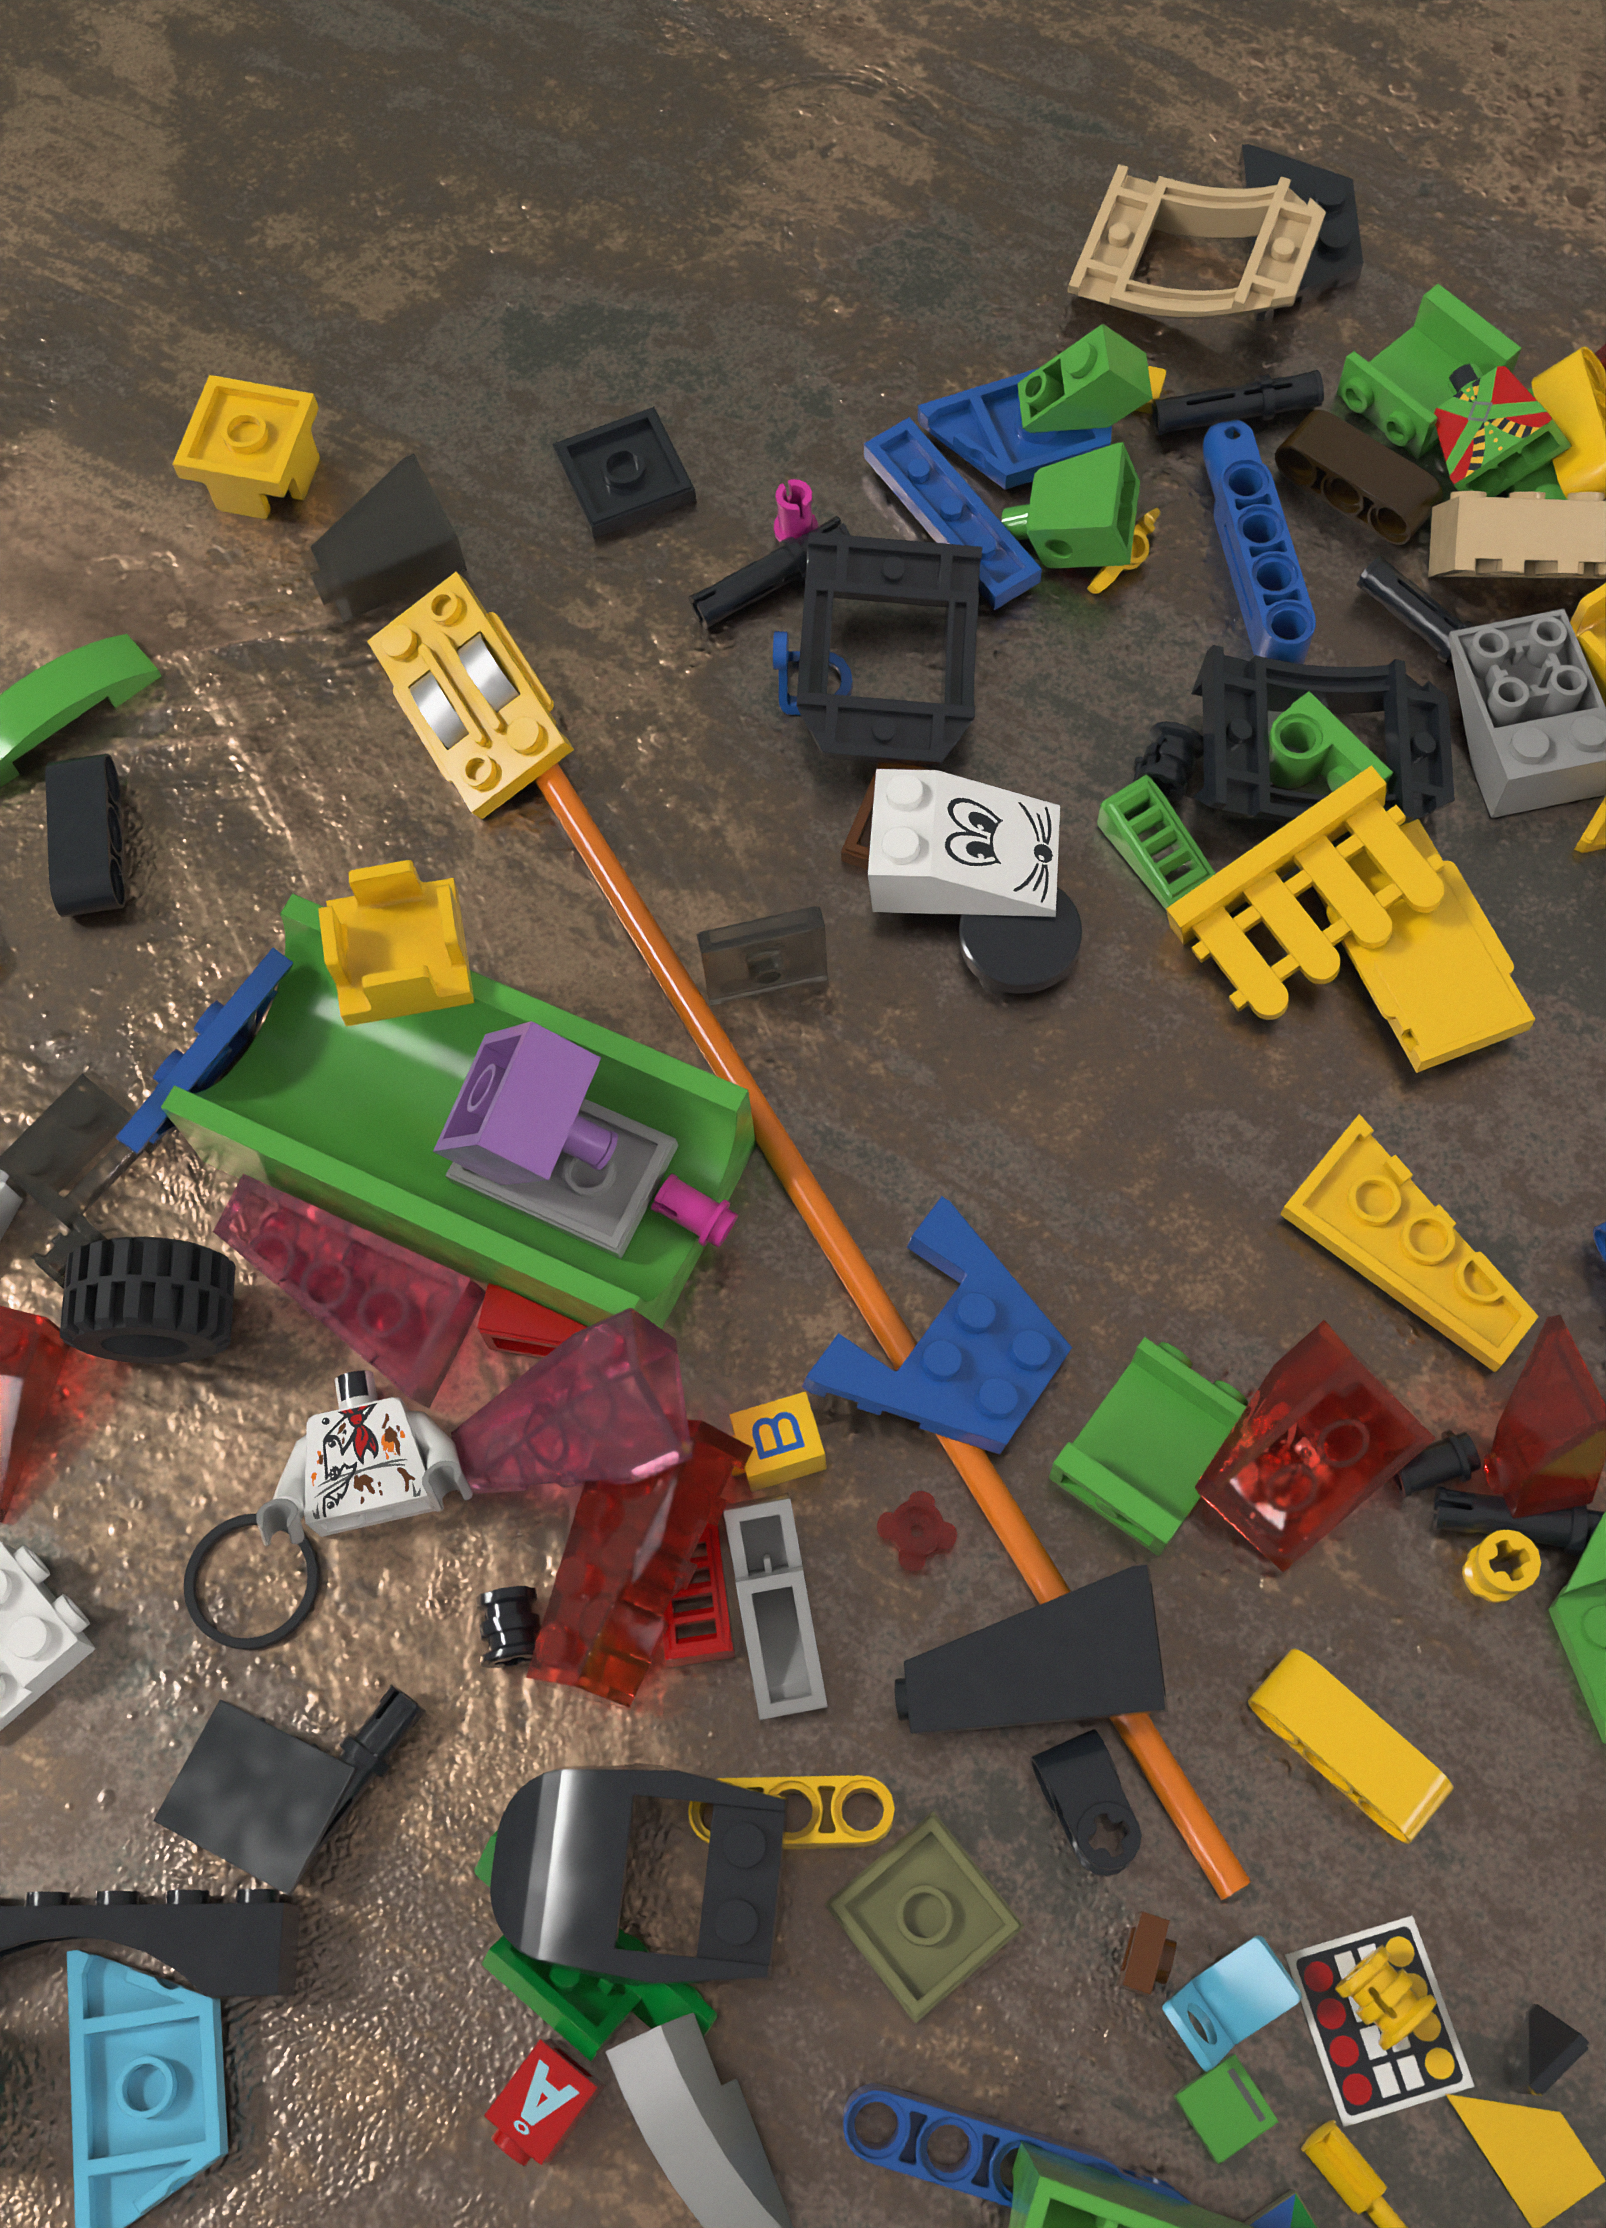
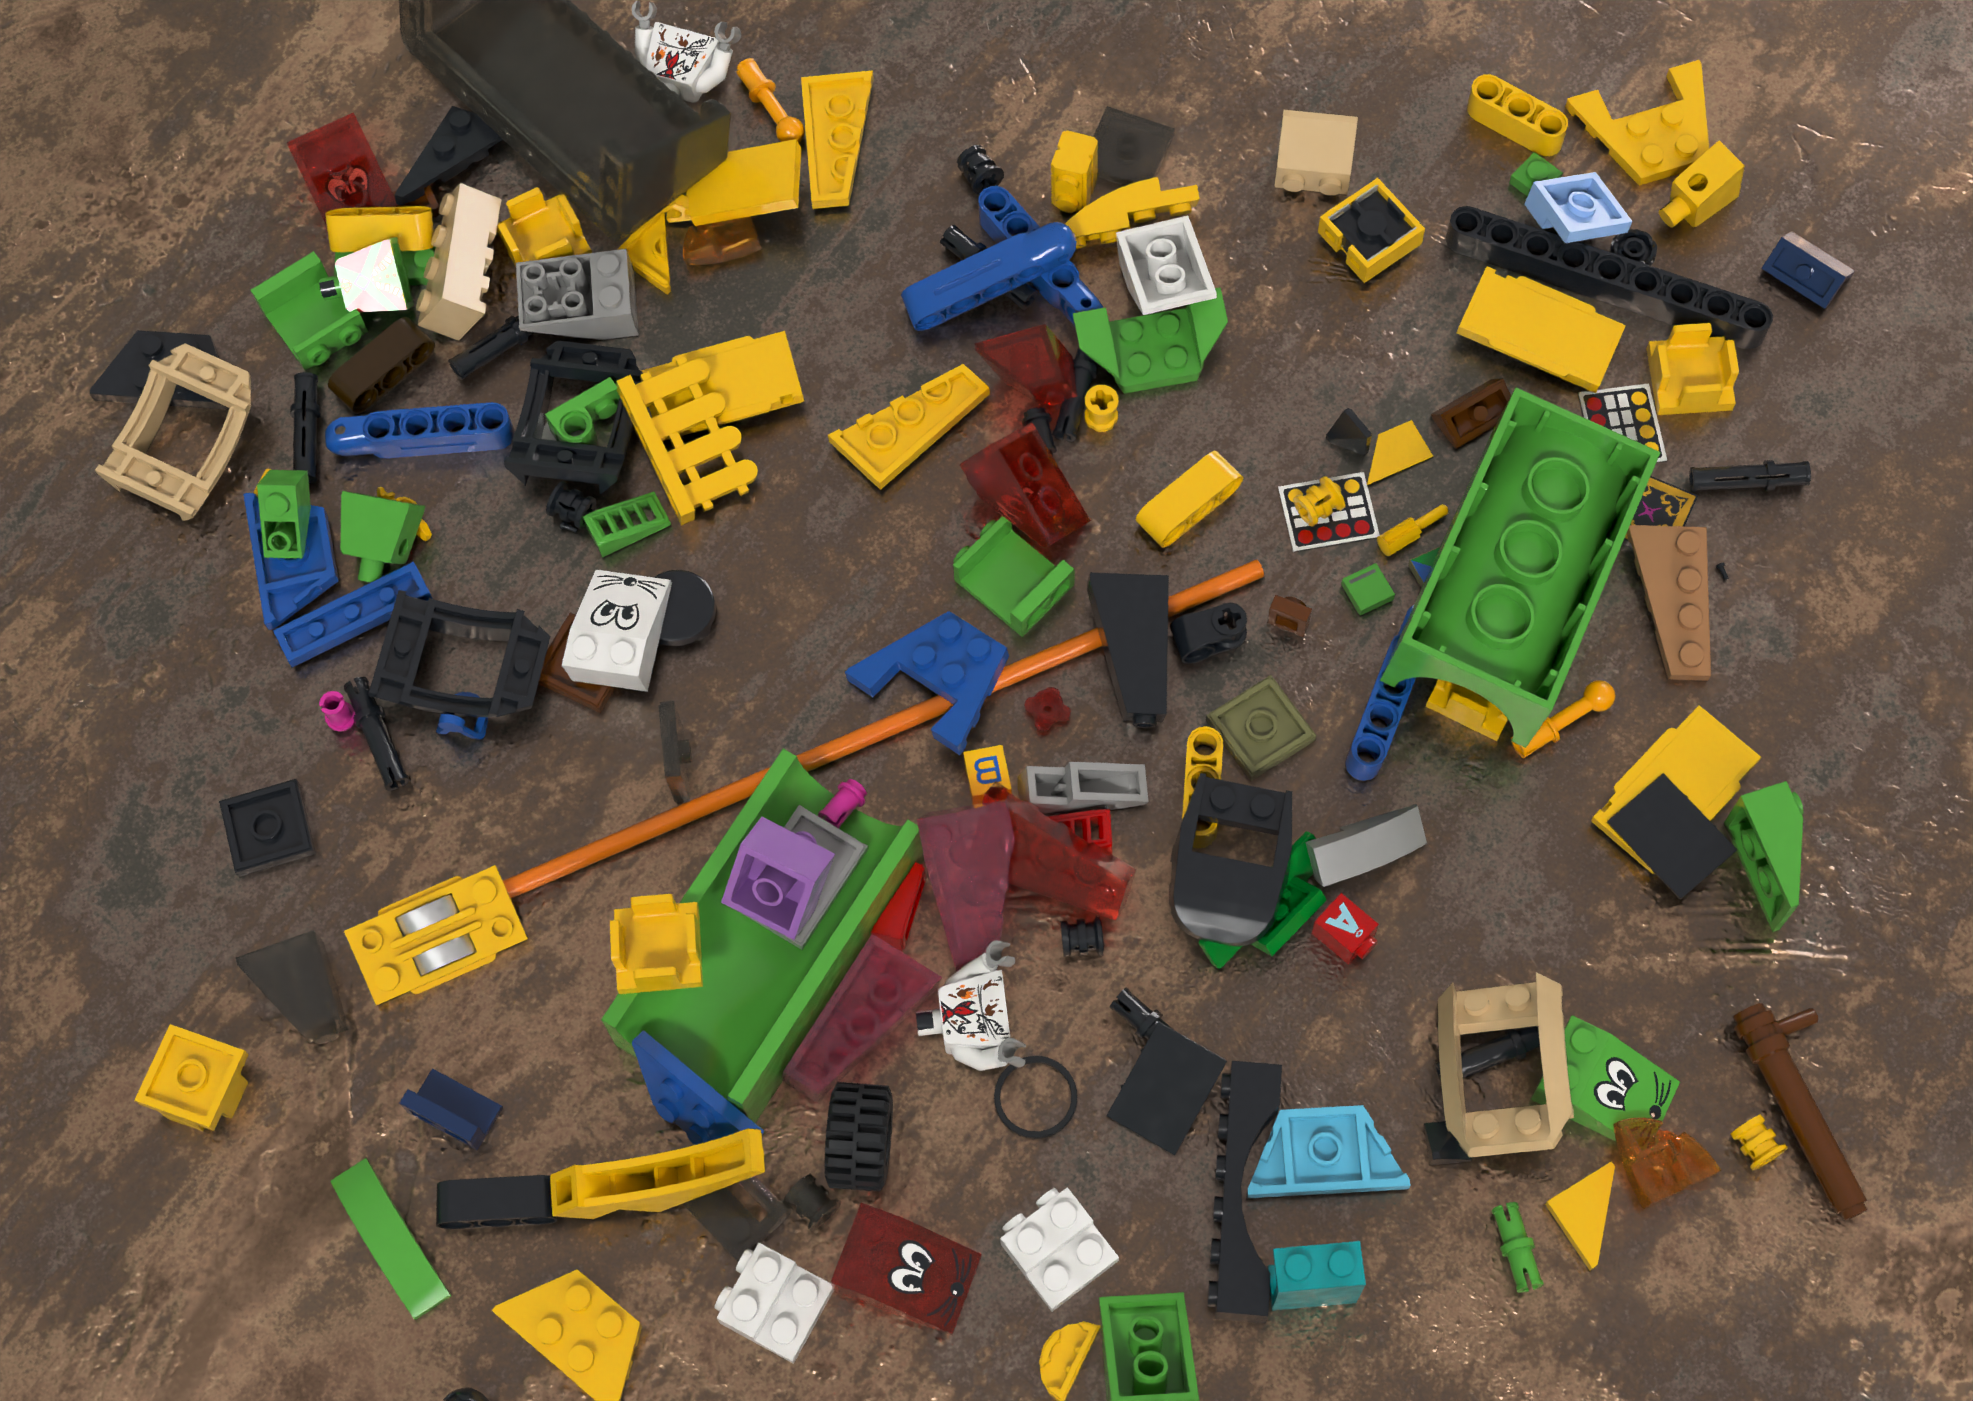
camera: 85 degrees left, 0 degrees up
(87, 1019) = (658, 1179): none -> yellow arch
(219, 758) = (452, 1108): none -> dark blue panel
(1232, 2000) = (1314, 573): medium azure bracket -> none

